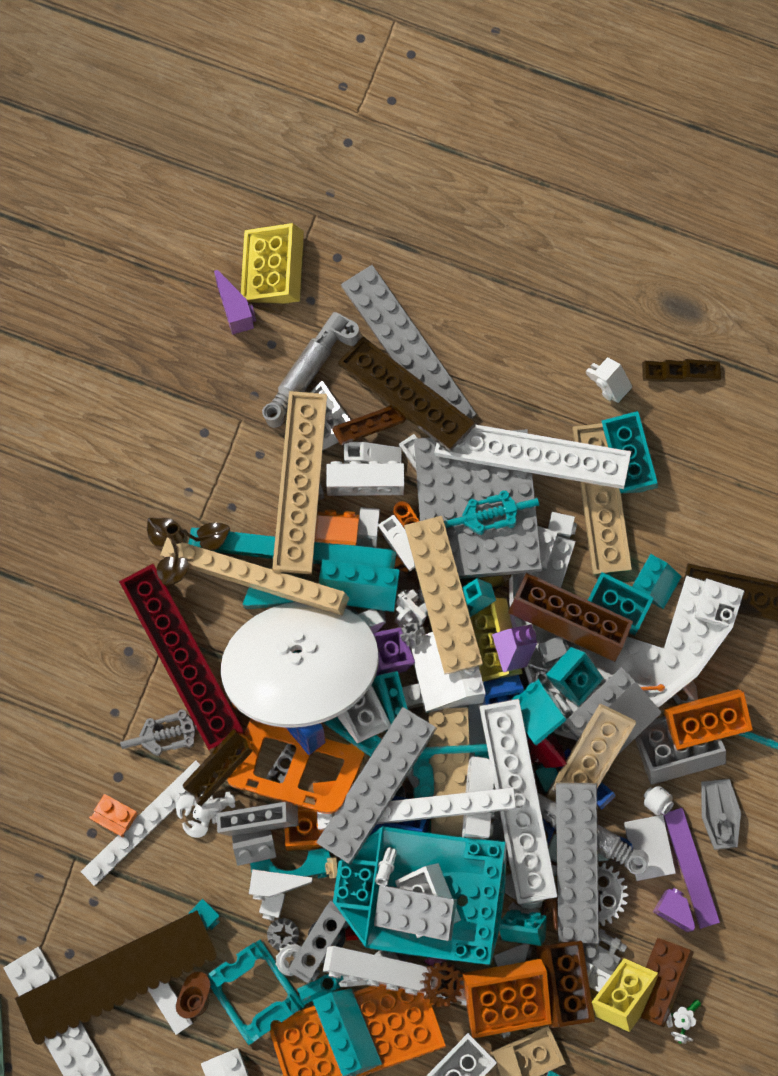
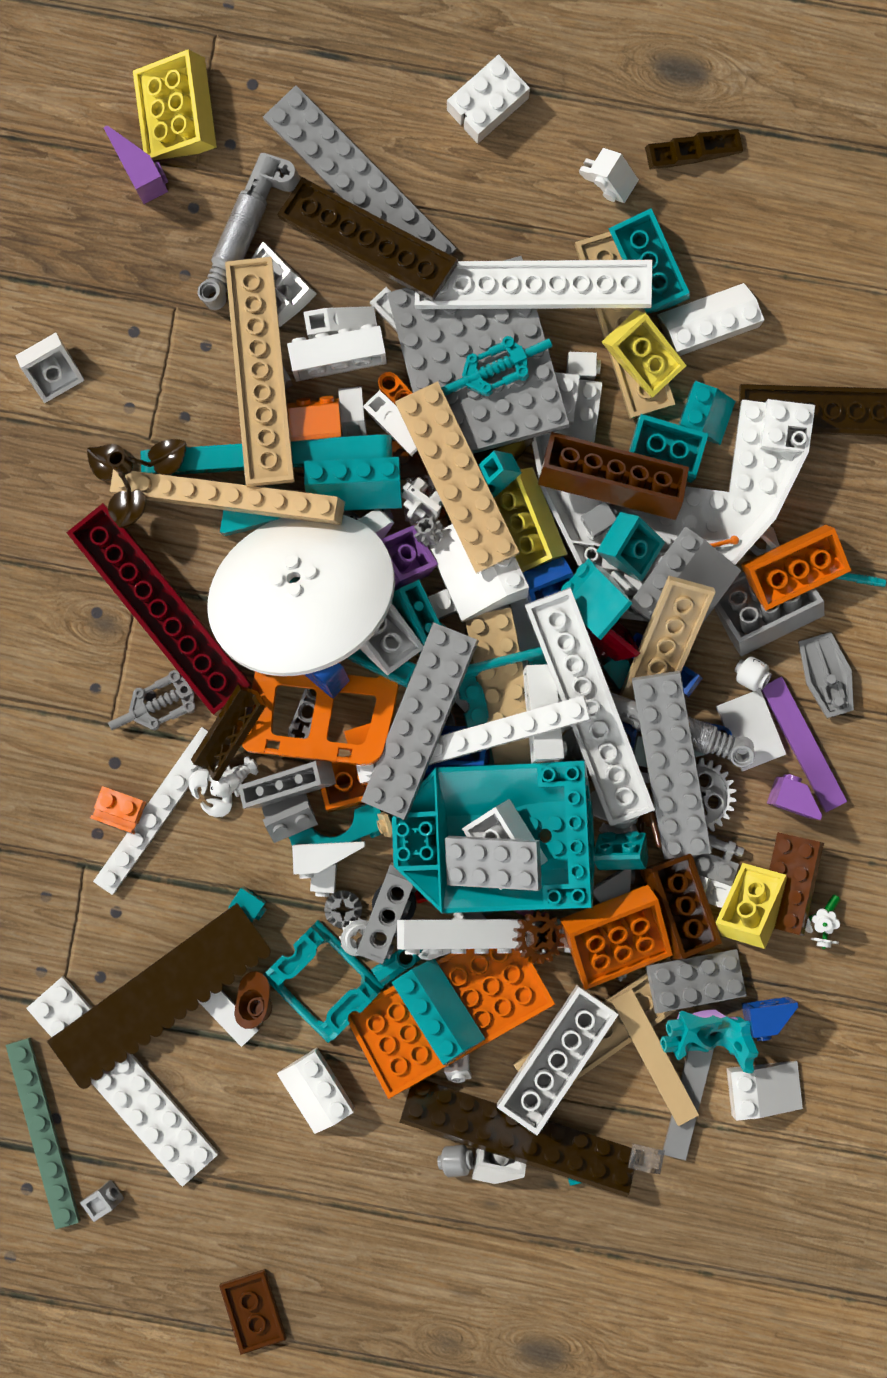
camera: 10 degrees left, 10 degrees up
(131, 448) = (49, 367): none -> white slope
(367, 425) = (327, 286): reddish brown plate -> none
(386, 867) = (448, 815): white axle -> none
(515, 646) = (554, 524): medium lavender slope -> none
(523, 302) = (488, 98): none -> white piece
(567, 1050) = (696, 981): none -> light grey plate
(613, 524) = (644, 352): none -> light yellow slope
(671, 508) = (711, 319): none -> white slope

